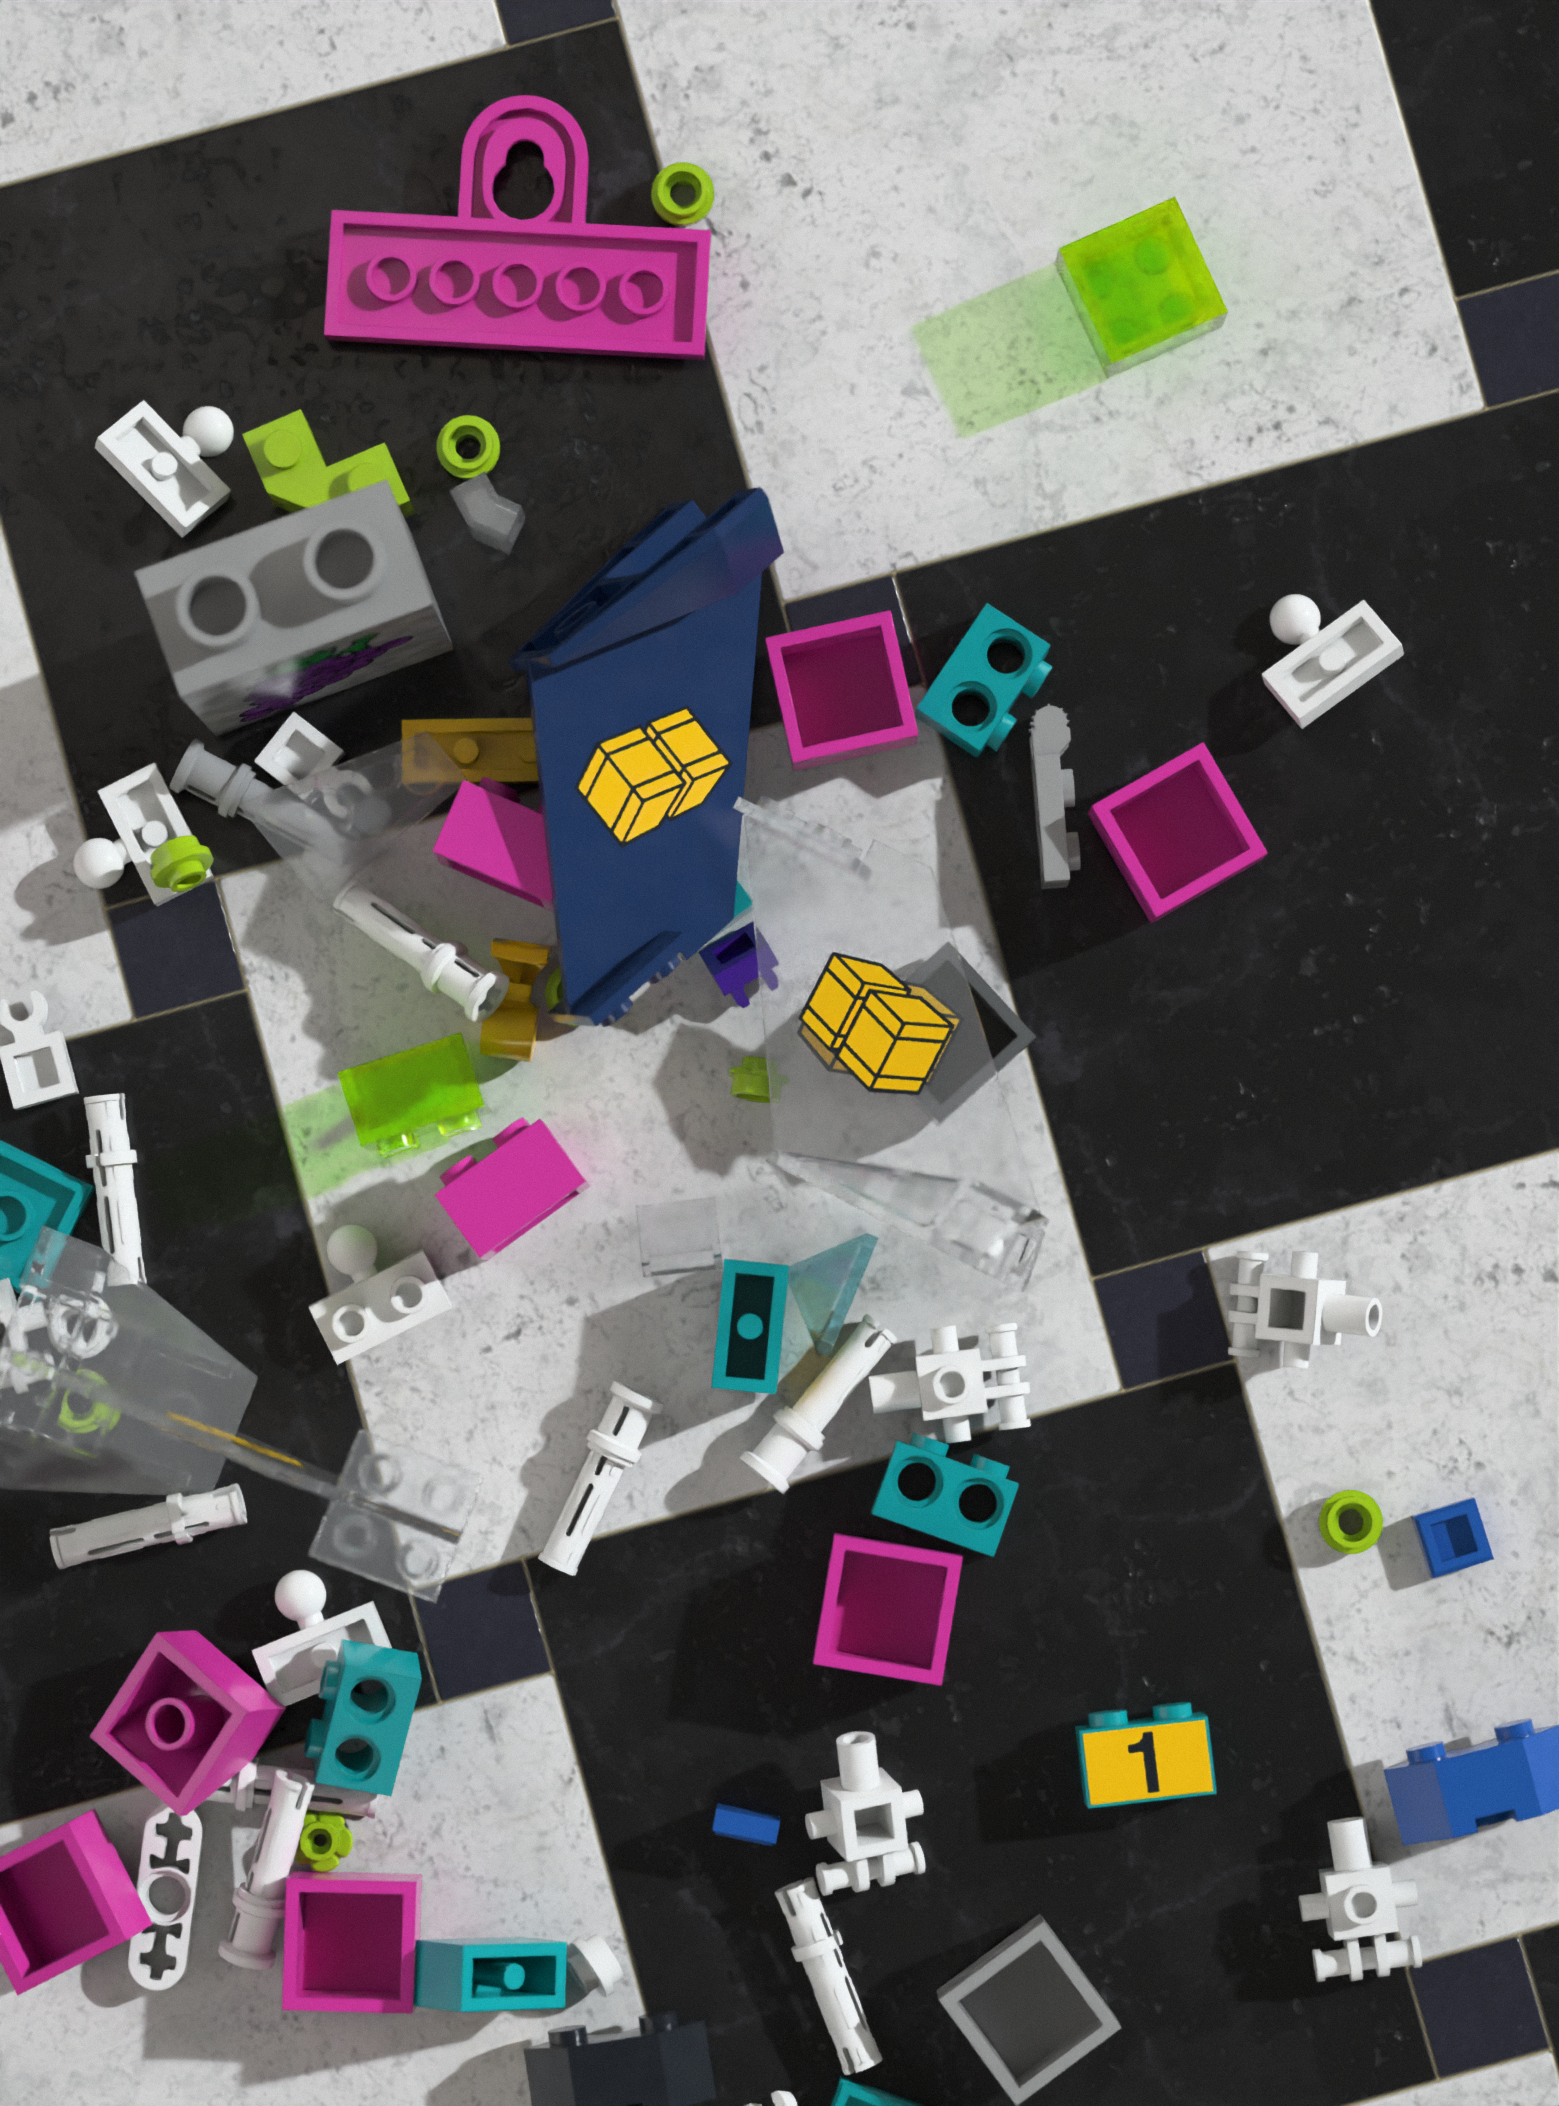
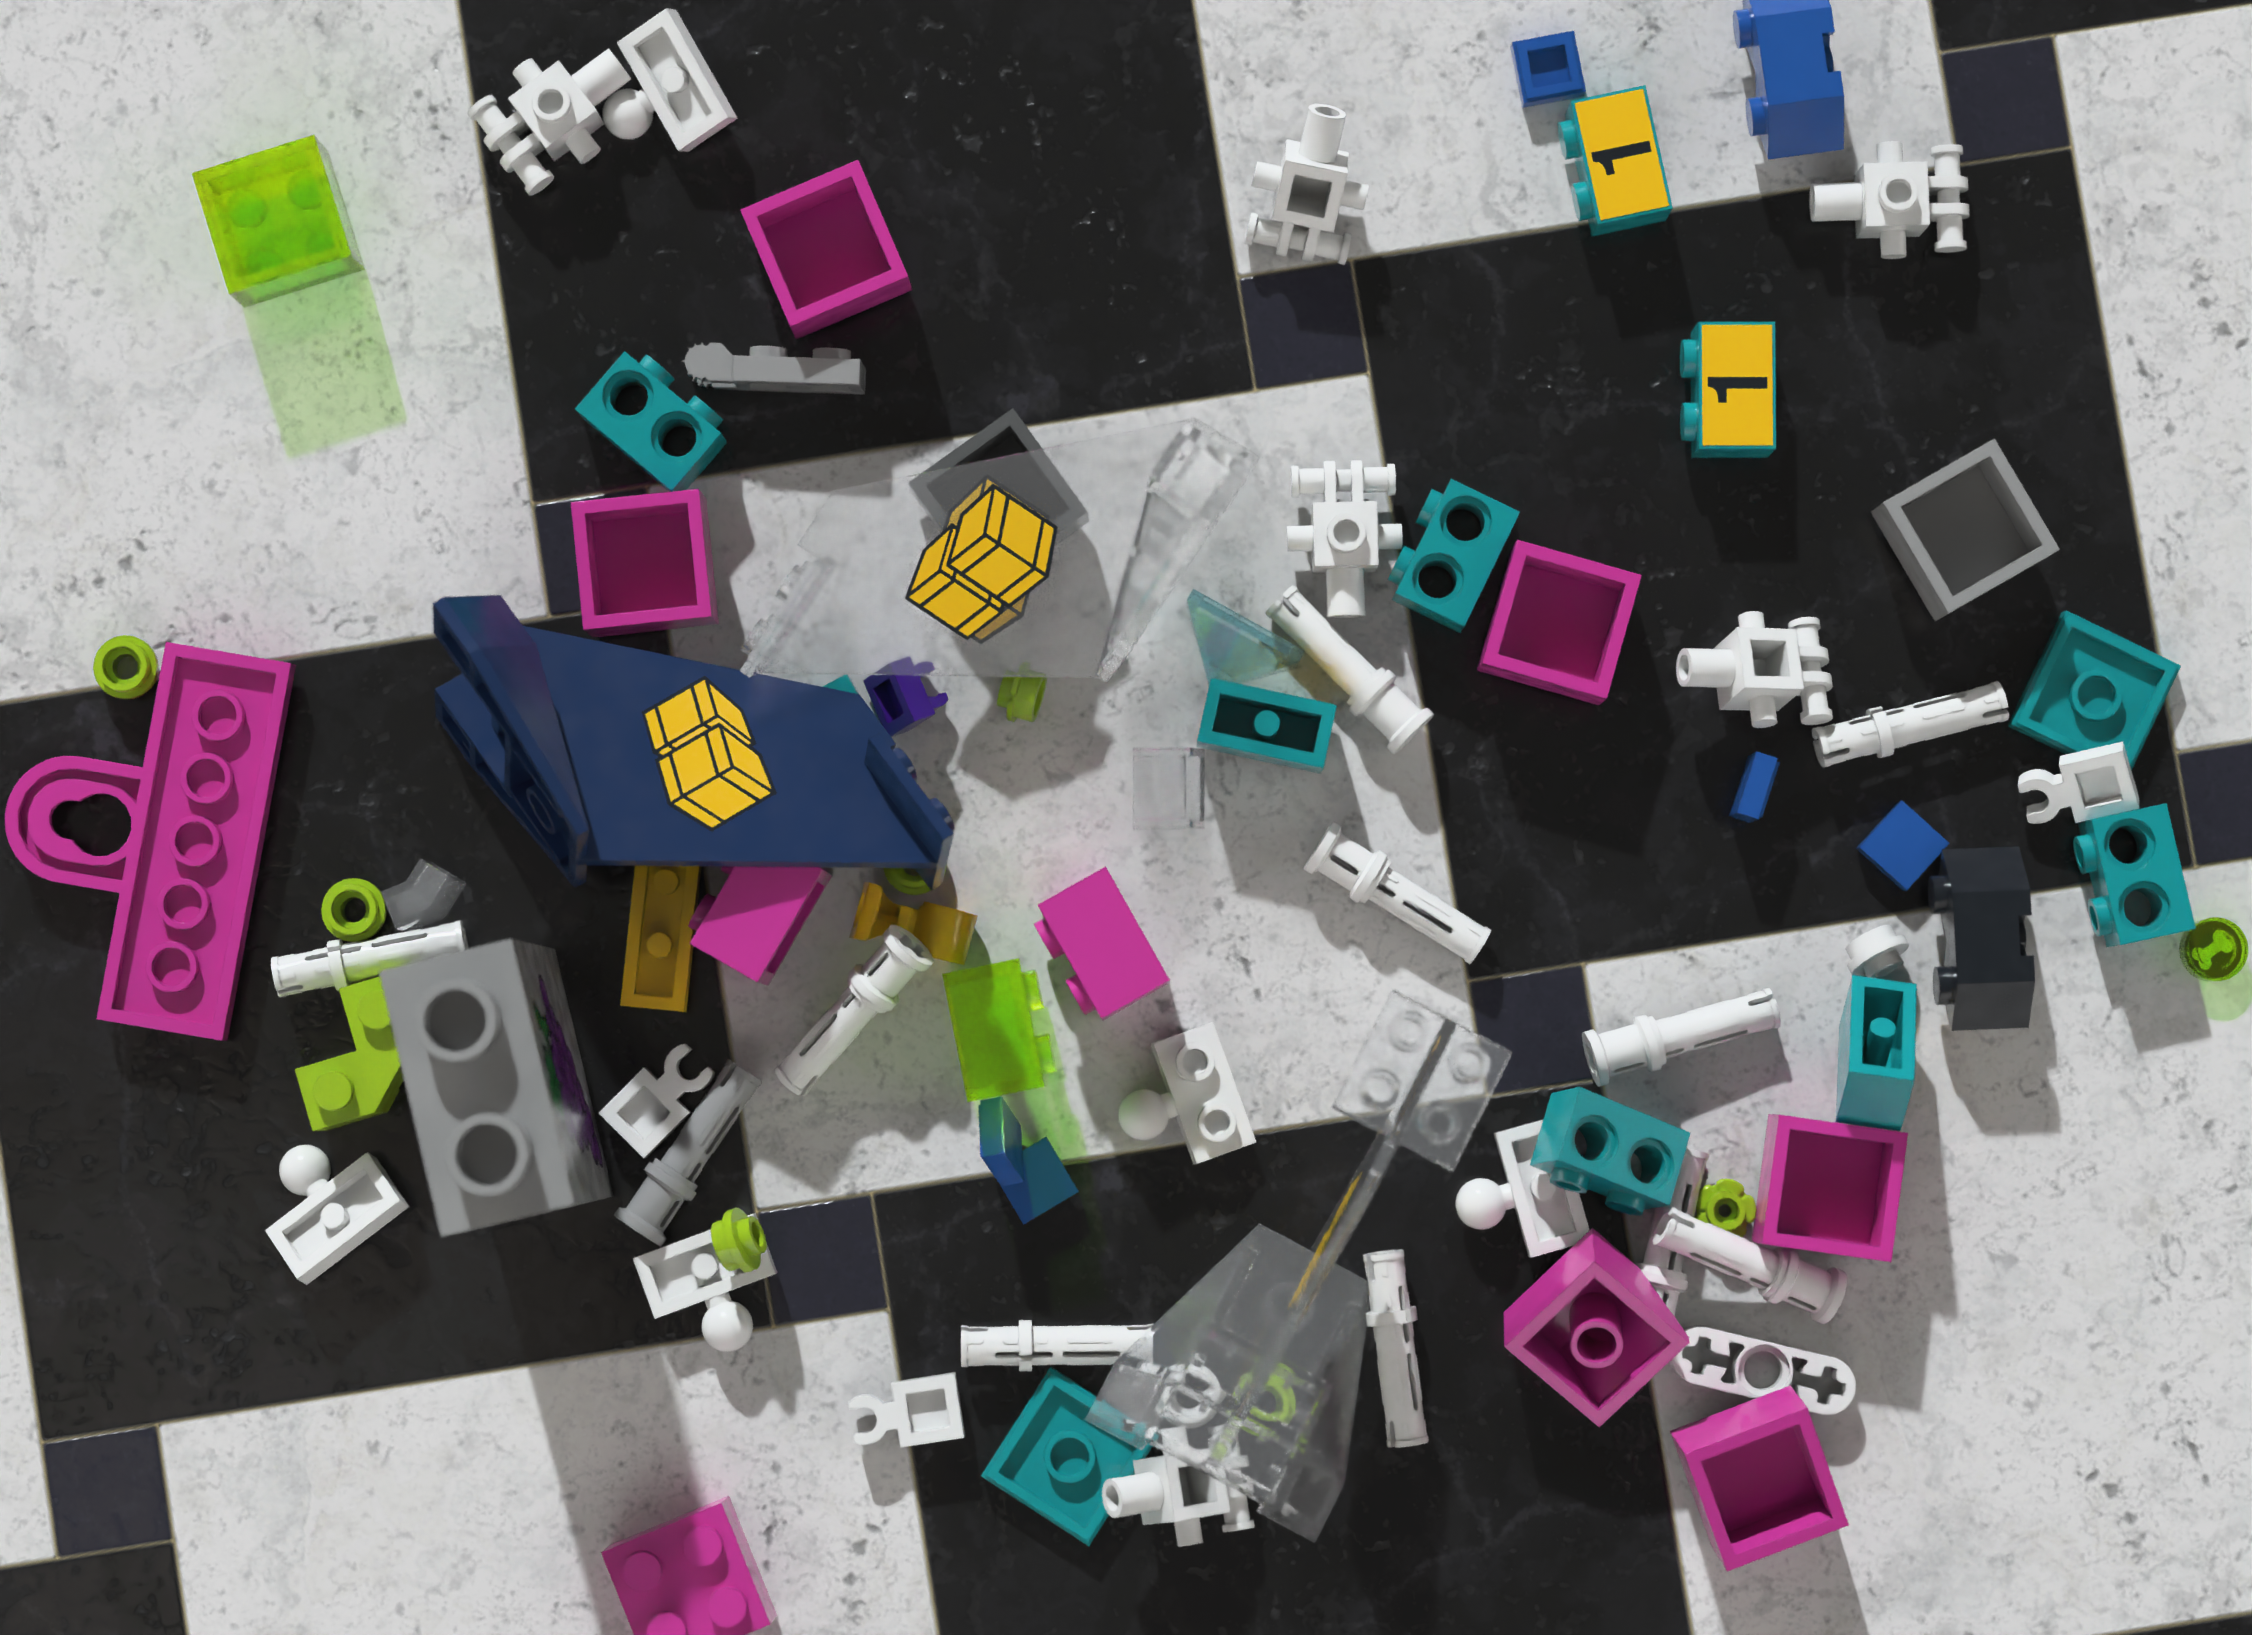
camera: 80 degrees left, 0 degrees up
(276, 1149) = (1044, 1182): none -> blue tile
(307, 1111) = (1001, 1141): none -> tile
(353, 811) = (706, 1062): clear wing -> none
(414, 445) = (356, 961): none -> white pin
(480, 1748) = (1651, 1041): none -> white pin
(706, 1981) = (1902, 845): none -> blue tile
(1284, 549) = (557, 112): none -> white piece
(1364, 1615) = (1615, 161): none -> yellow brick
(1370, 1527) = (1527, 146): lime plate -> none

